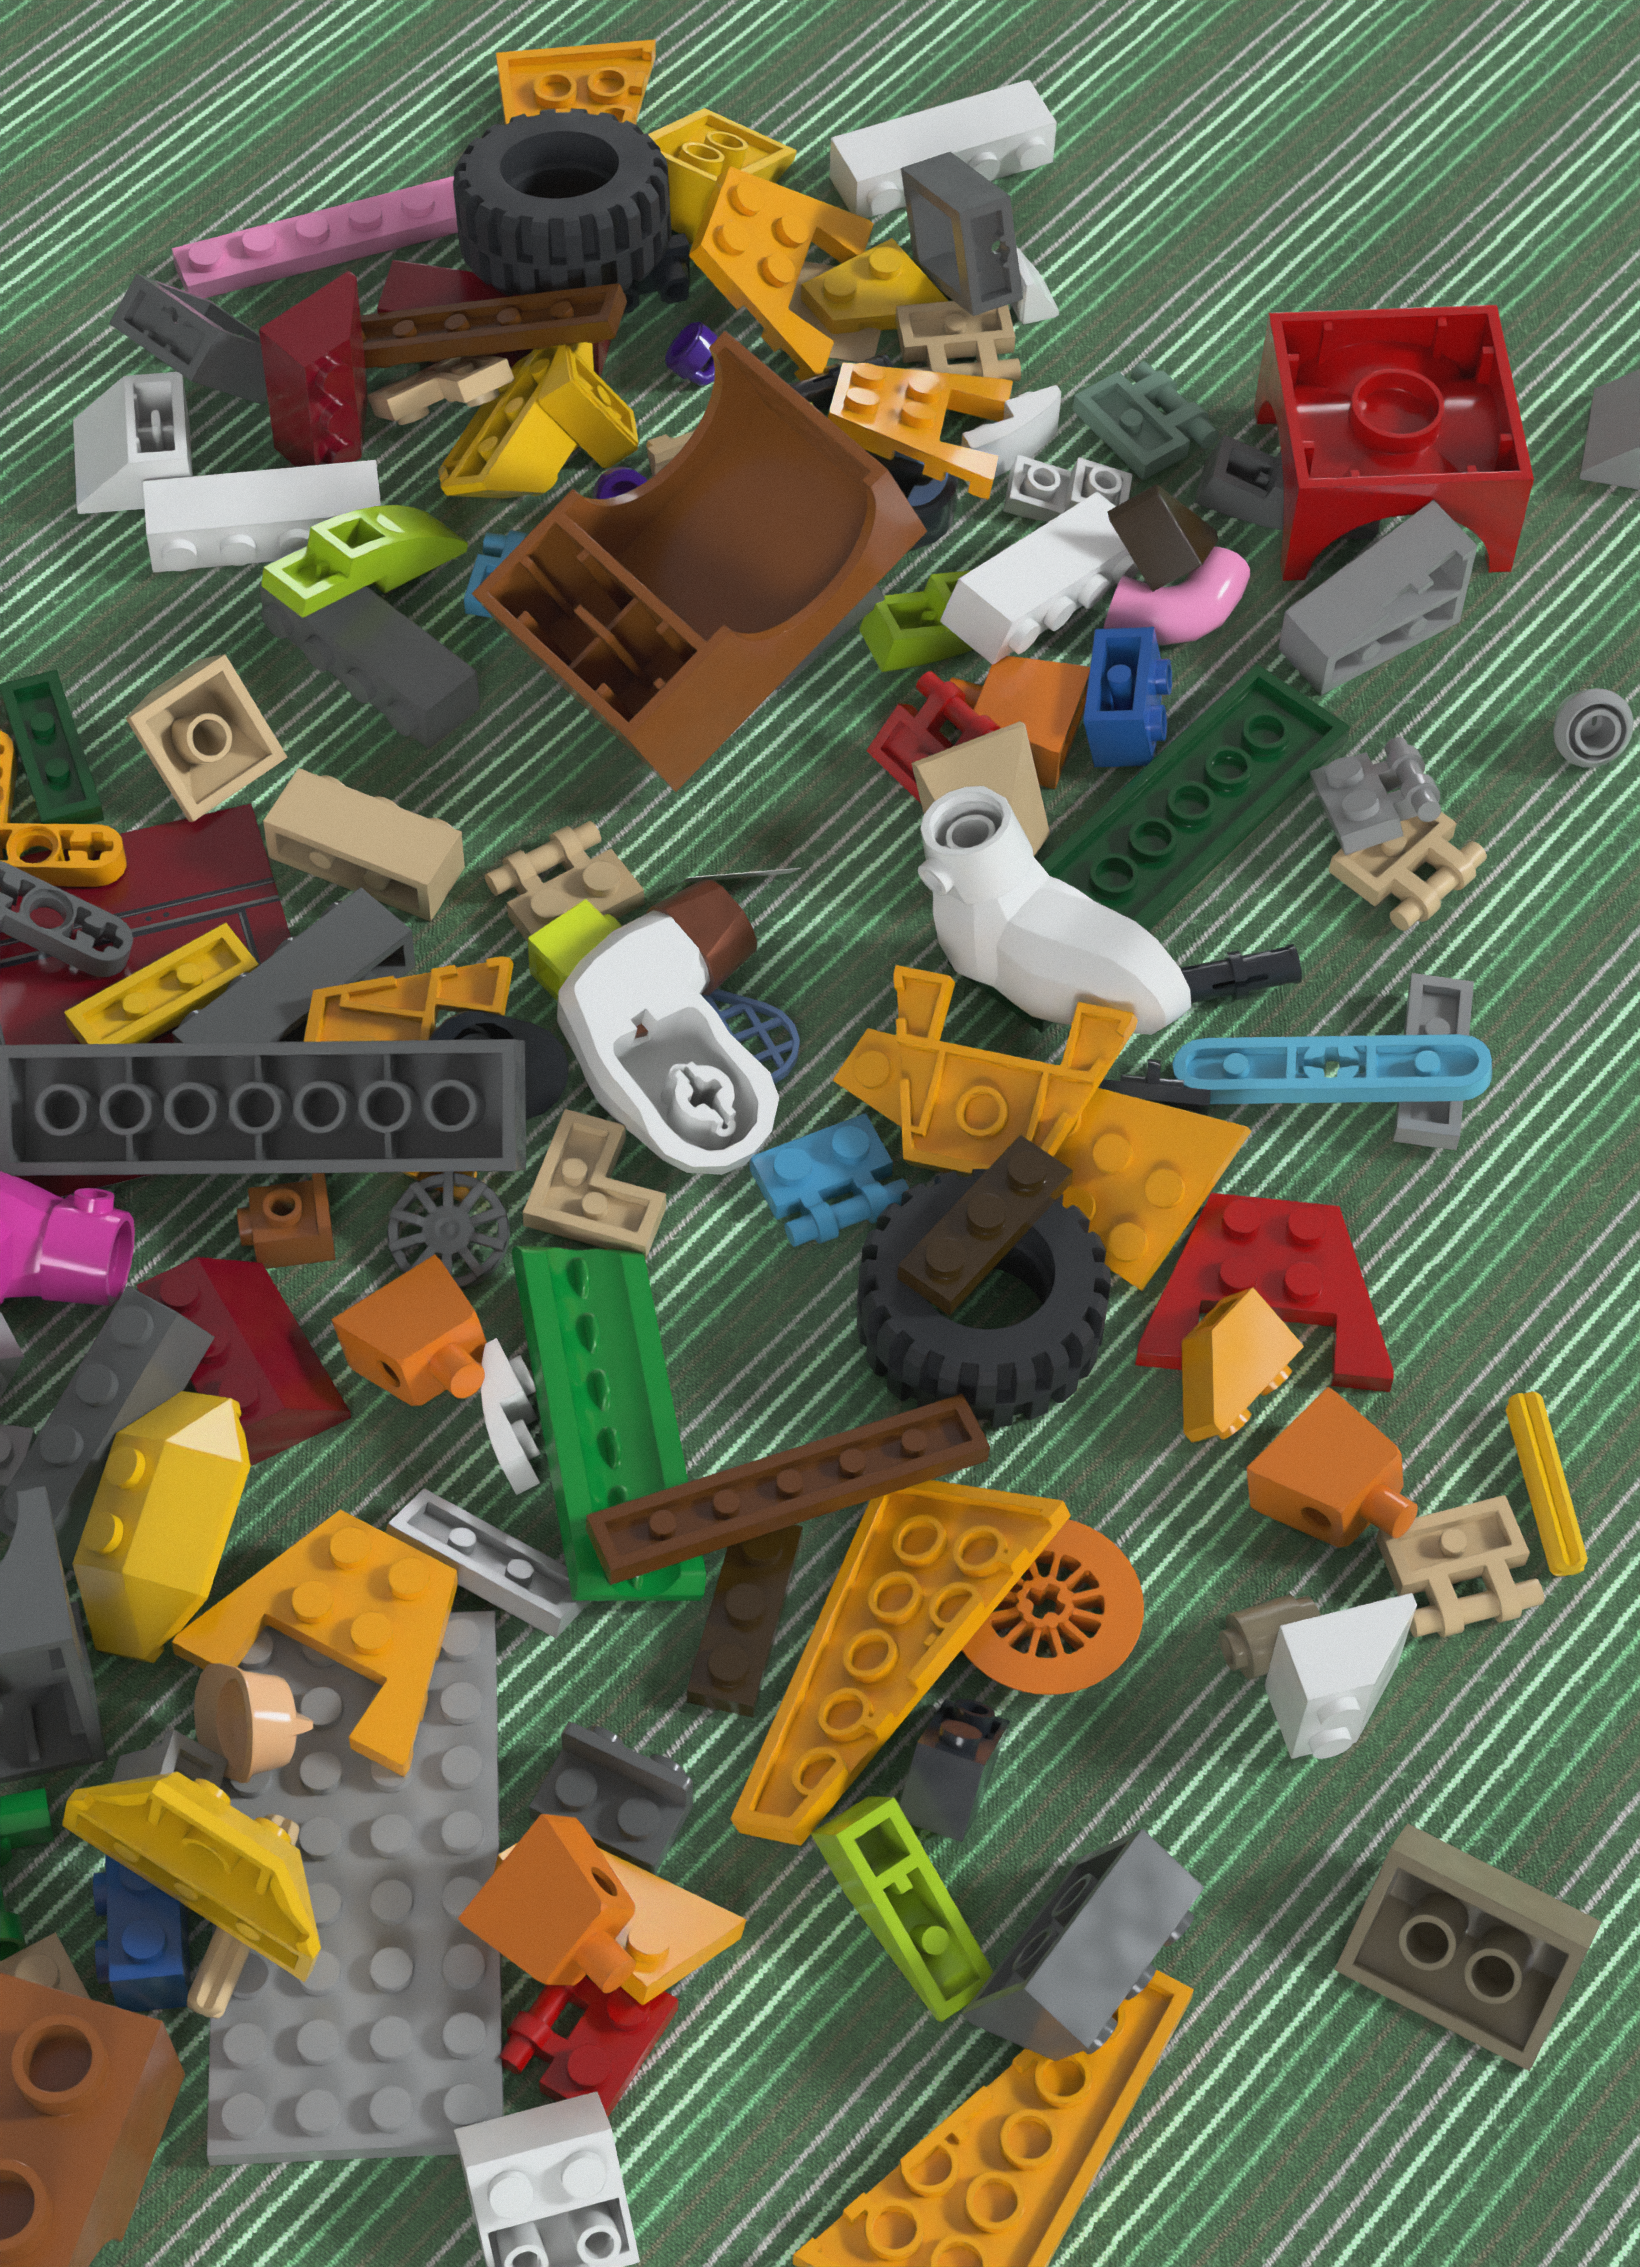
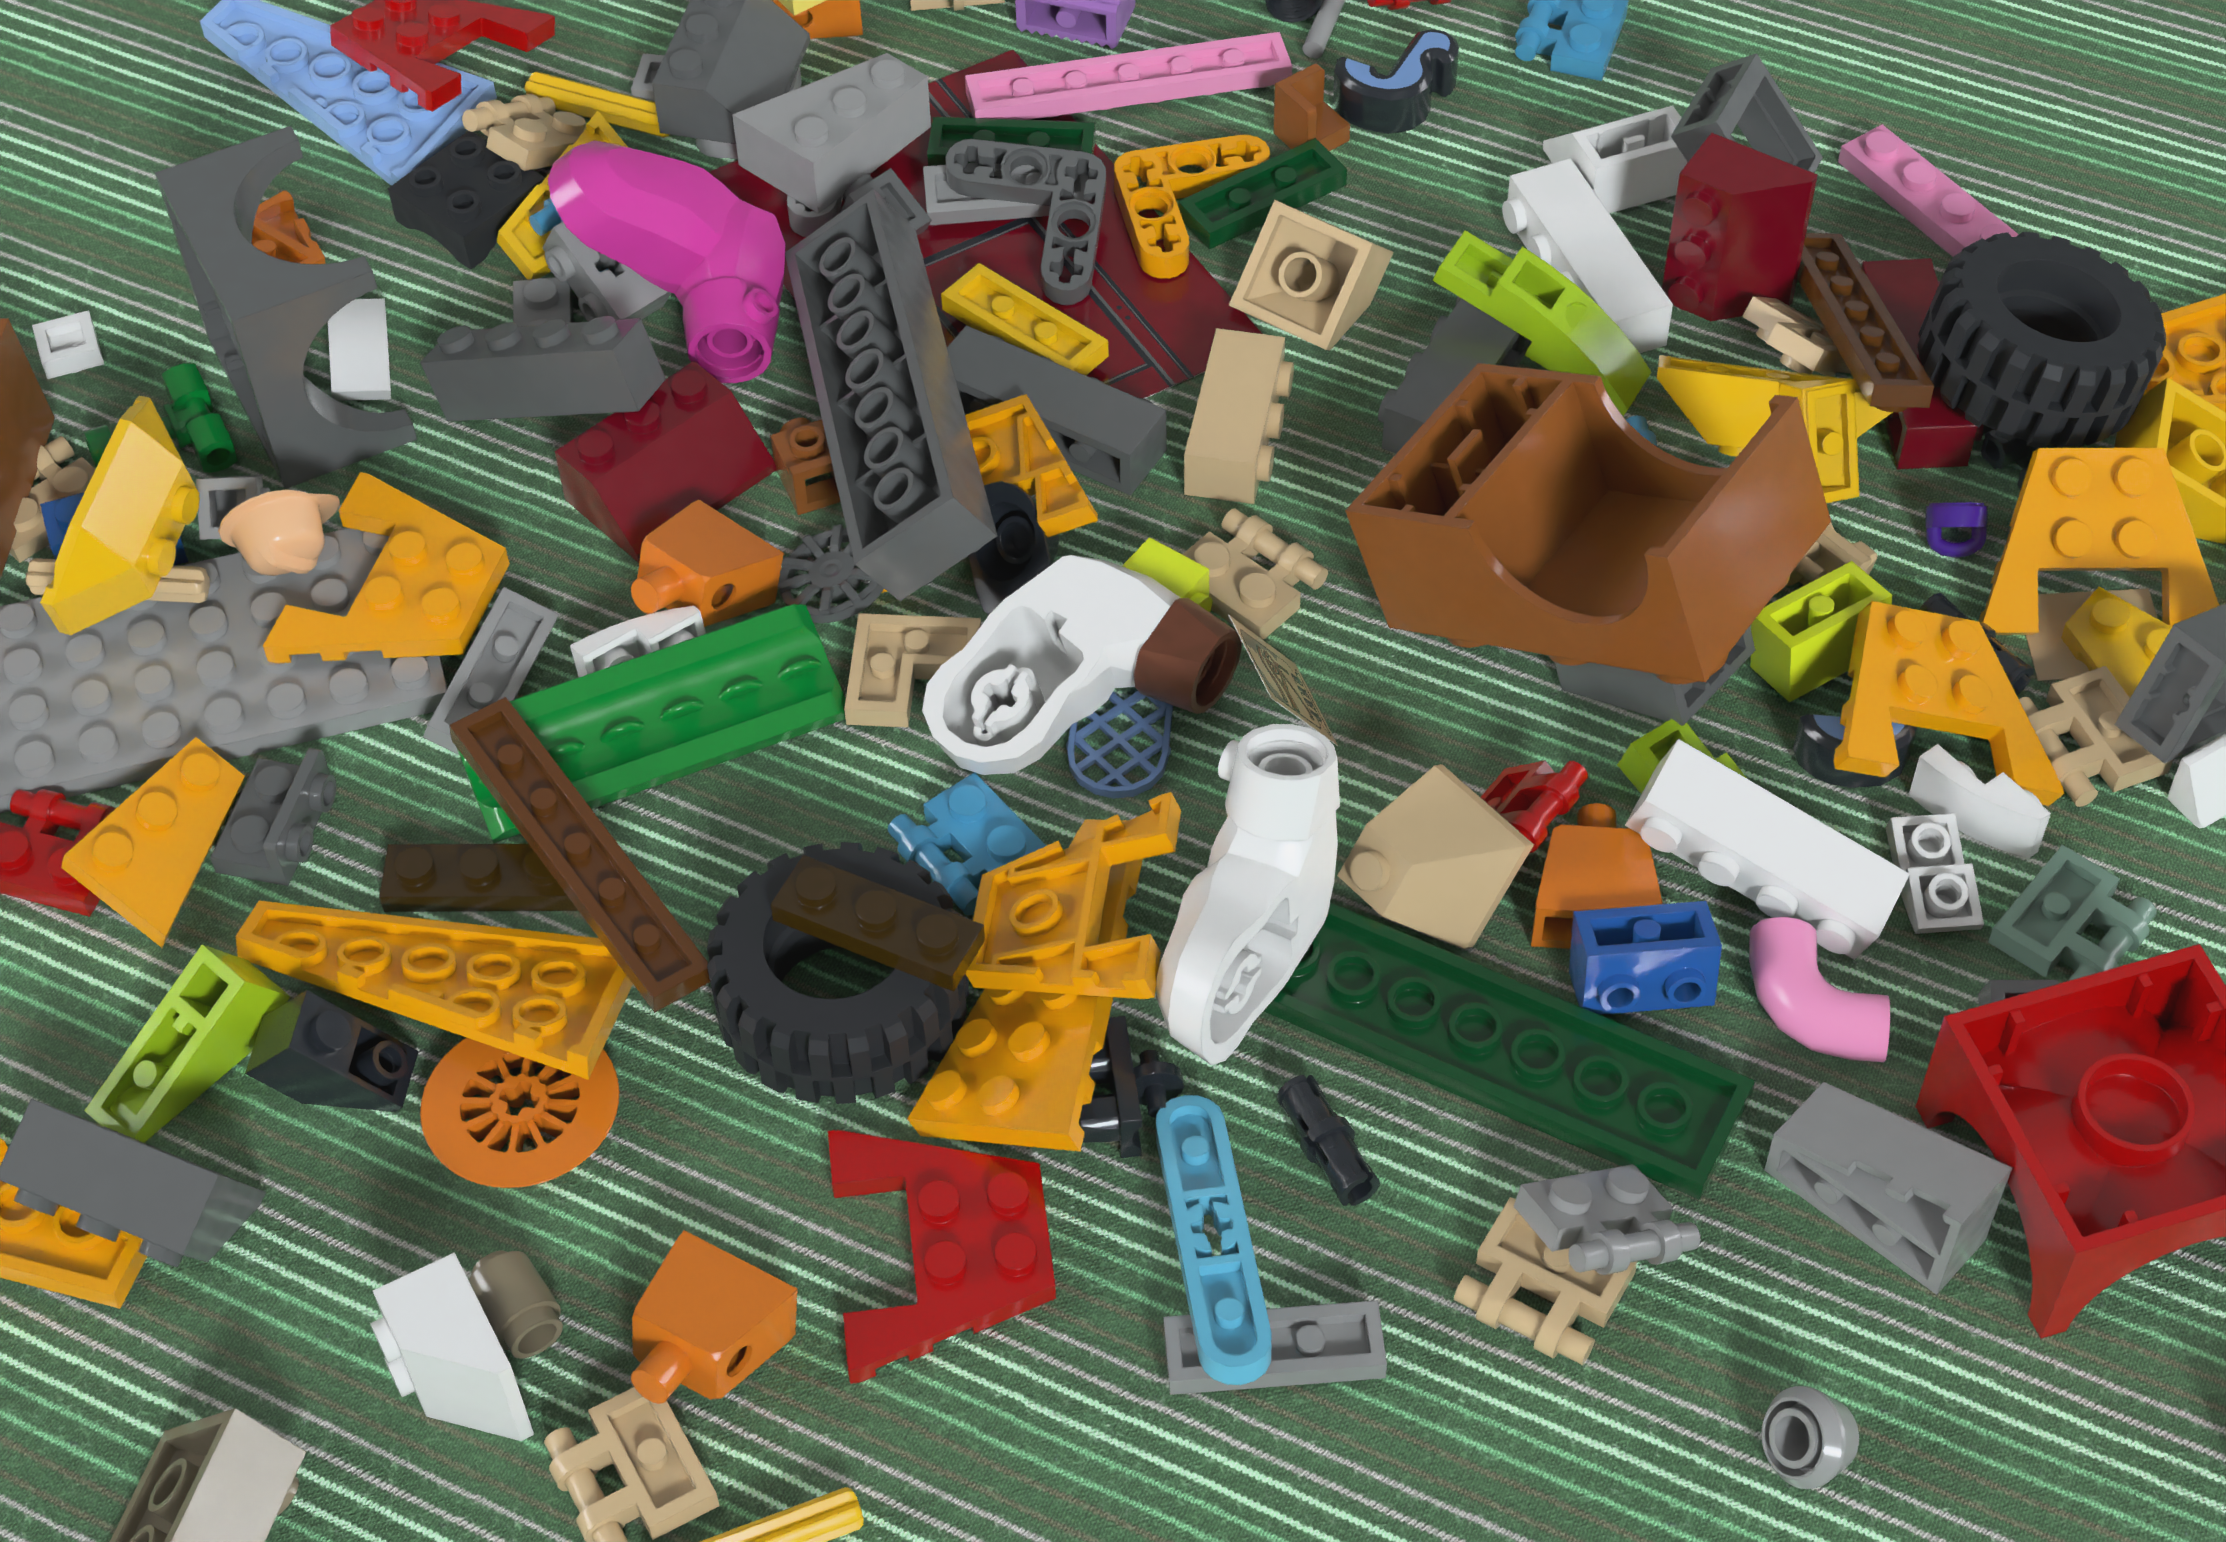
camera: 80 degrees right, 5 degrees down
(160, 1523) = (471, 419): yellow wedge -> none
(556, 1908) = (120, 767): orange torso -> none
(1162, 535) = (1853, 933): dark brown slope -> none
(1230, 1361) = (823, 1205): light orange slope -> none

